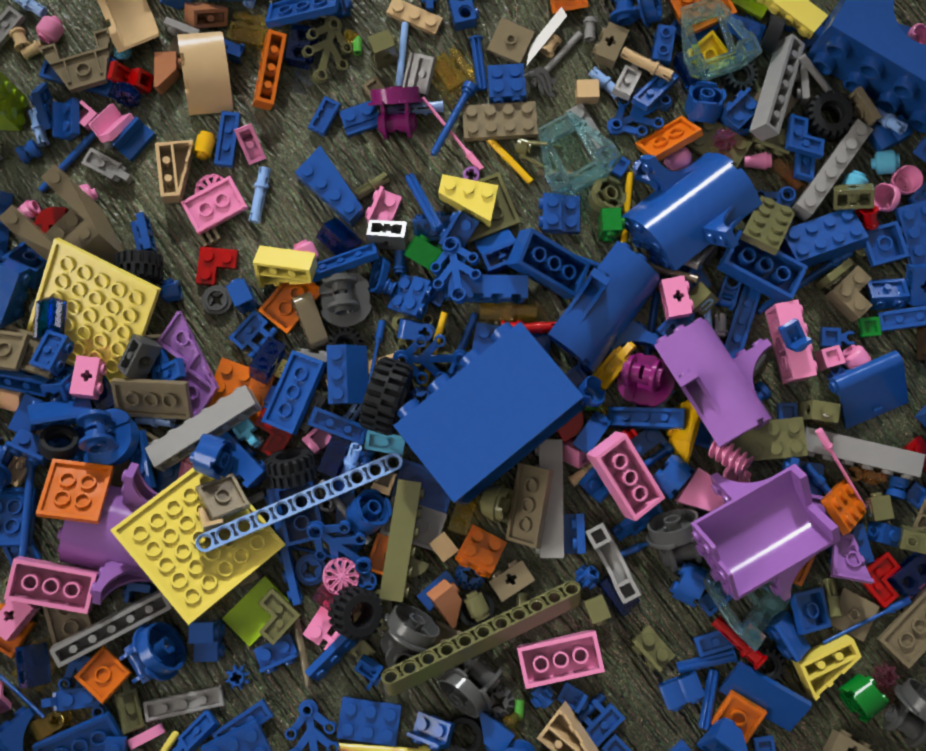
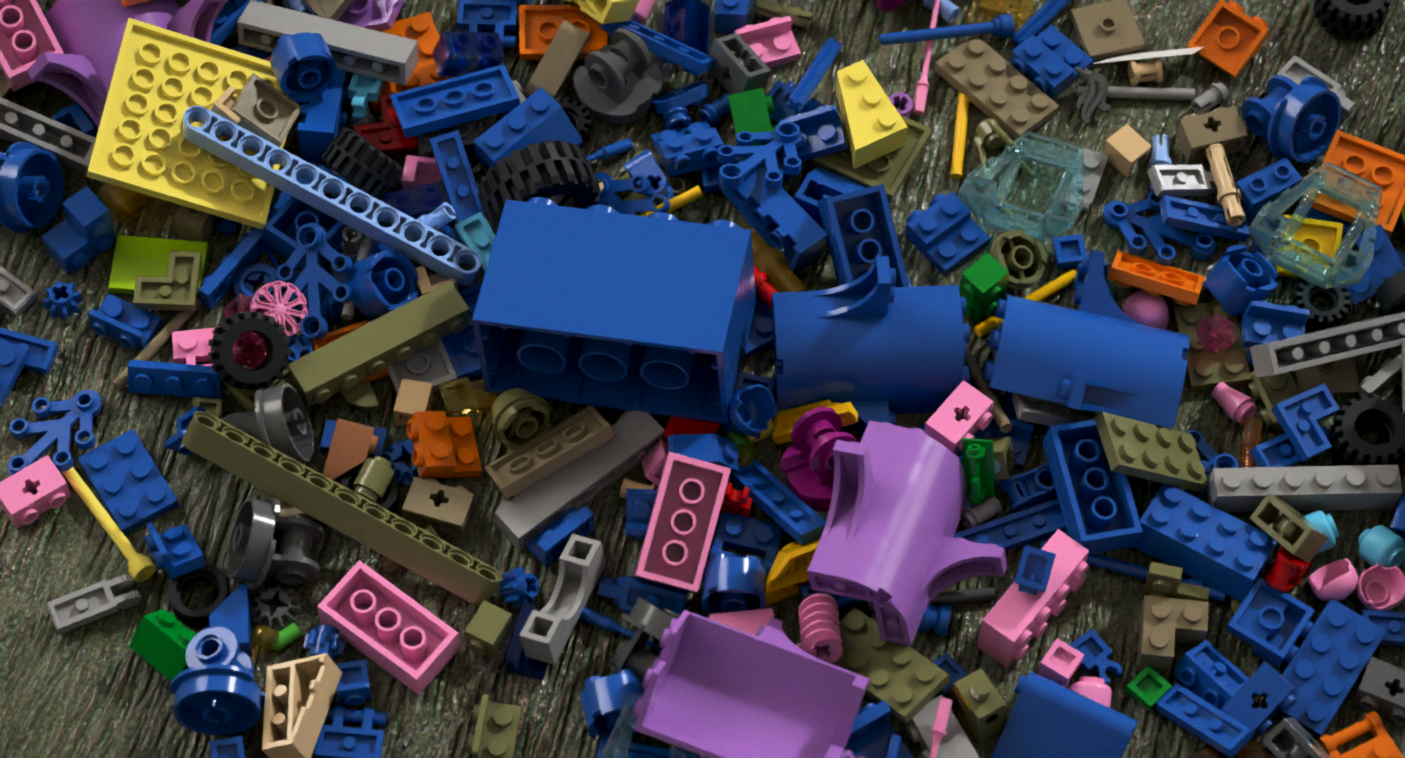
camera: 45 degrees right, 20 degrees down
(707, 310) = (979, 468): none -> green hinge

